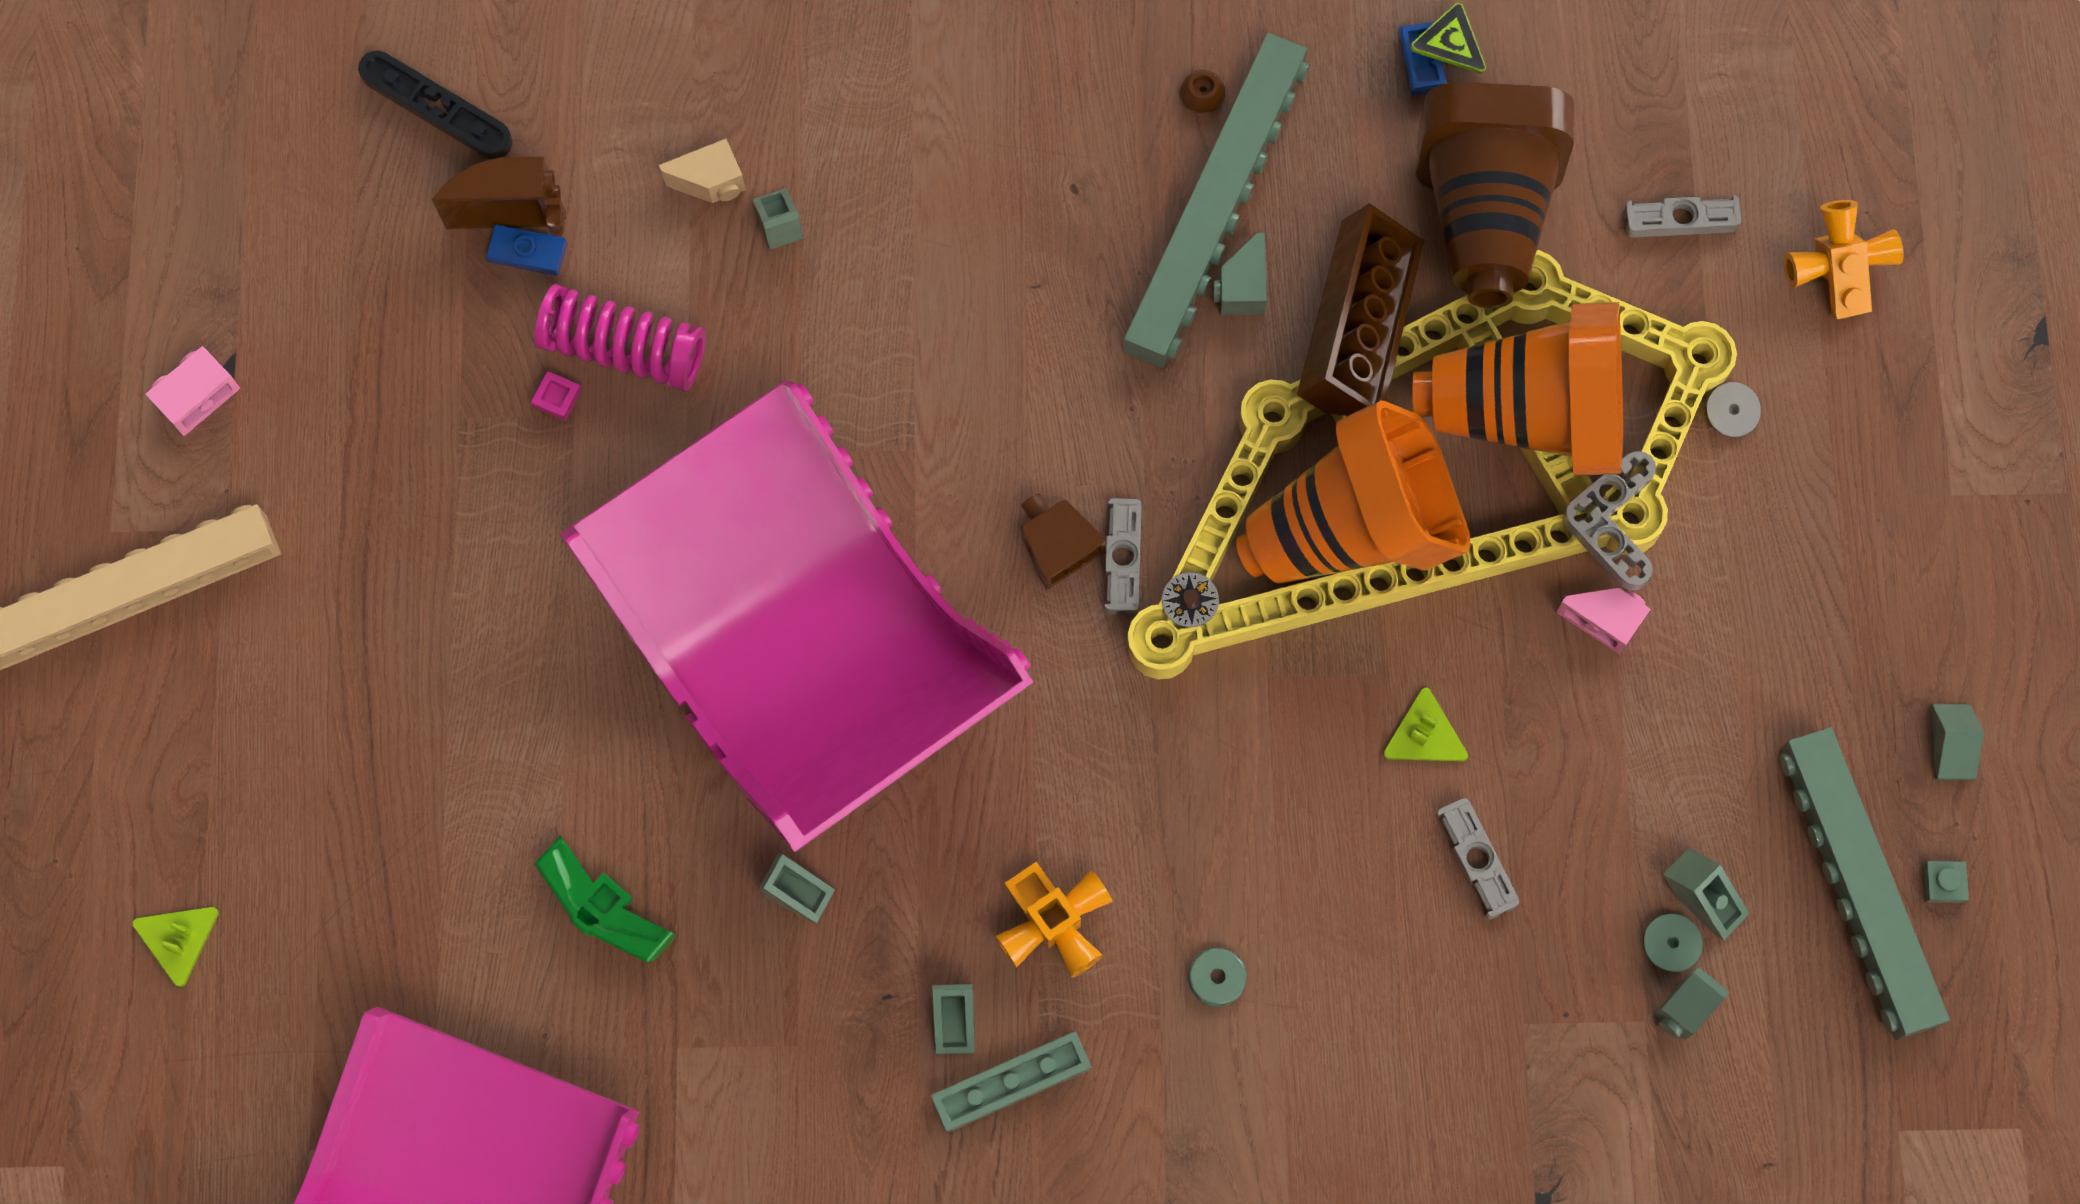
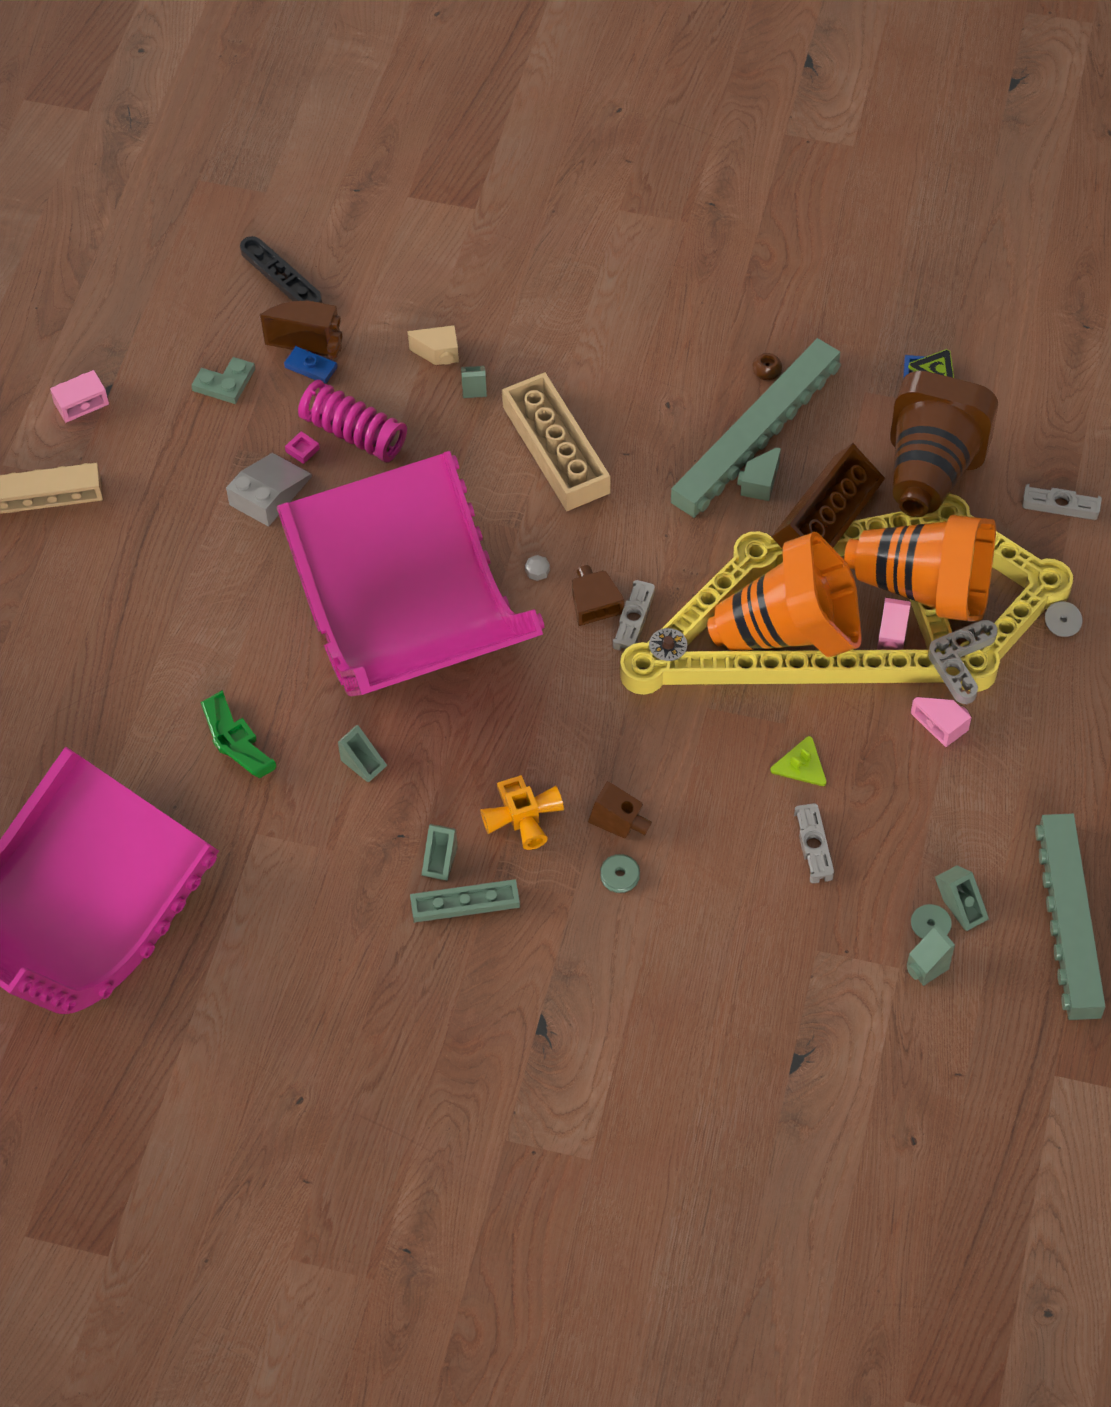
camera: 15 degrees right, 15 degrees down
(412, 314) = (226, 385): none -> sand green plate
(524, 475) = (265, 486): none -> light grey slope
(932, 298) = (556, 441): none -> tan brick
(961, 511) = (537, 567): none -> light grey tile
(1178, 889) = (618, 812): none -> reddish brown torso
(1502, 489) = (893, 624): none -> bright pink slope

